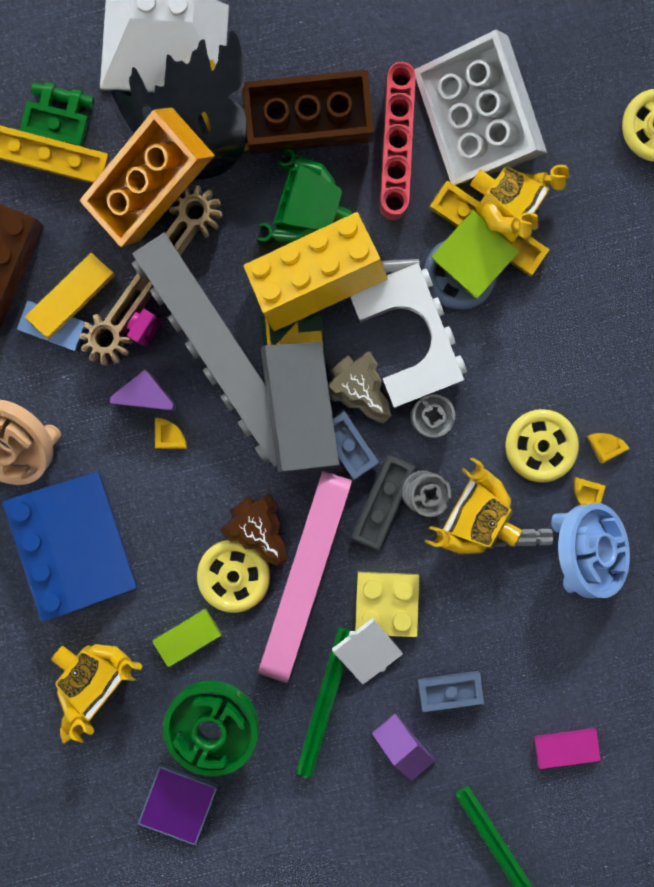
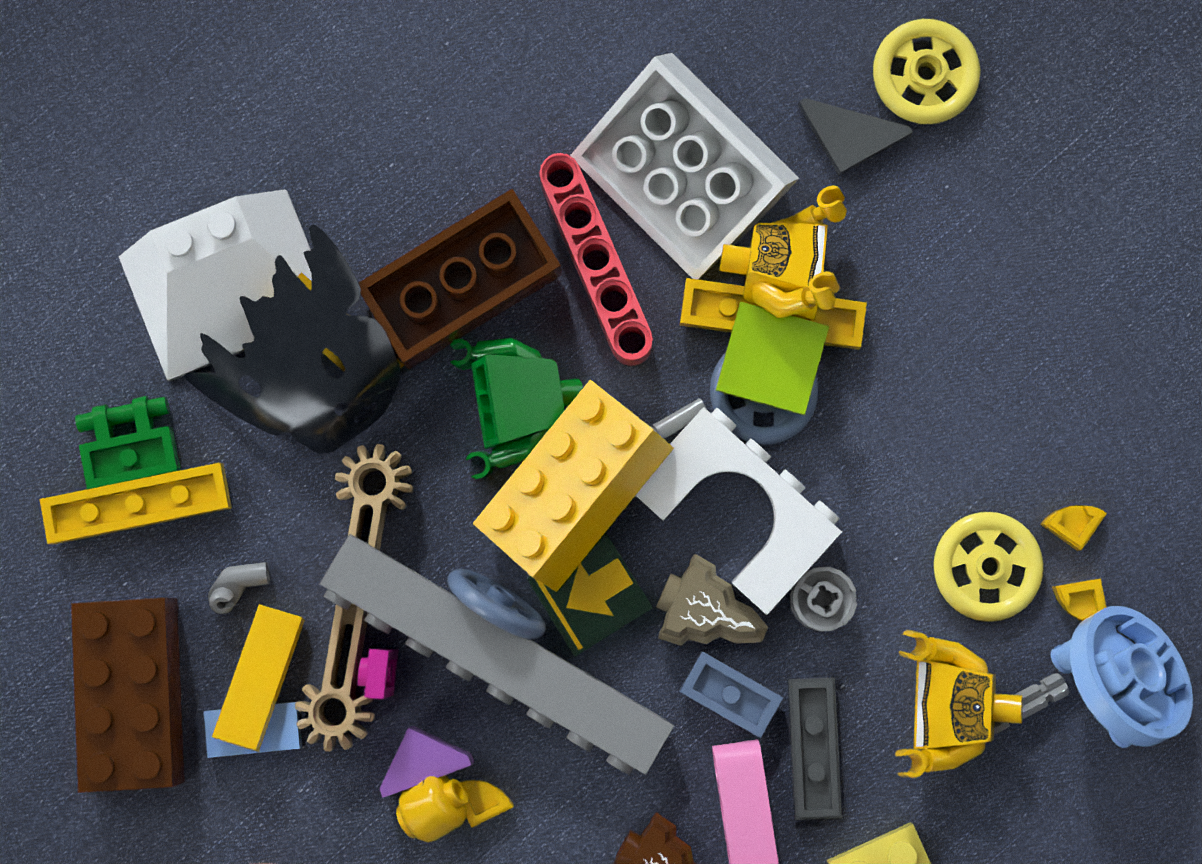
camera: 25 degrees left, 5 degrees down
(82, 231) = (233, 582): none -> light grey arm
(136, 424) = (432, 808): none -> yellow head
(146, 176) = (289, 471): light orange brick -> none
(233, 320) = (496, 603): none -> sand blue plate
(299, 406) = (640, 676): dark grey tile -> none
(426, 493) = (867, 709): light grey wheel -> none
(591, 142) = (849, 135): none -> dark grey tile

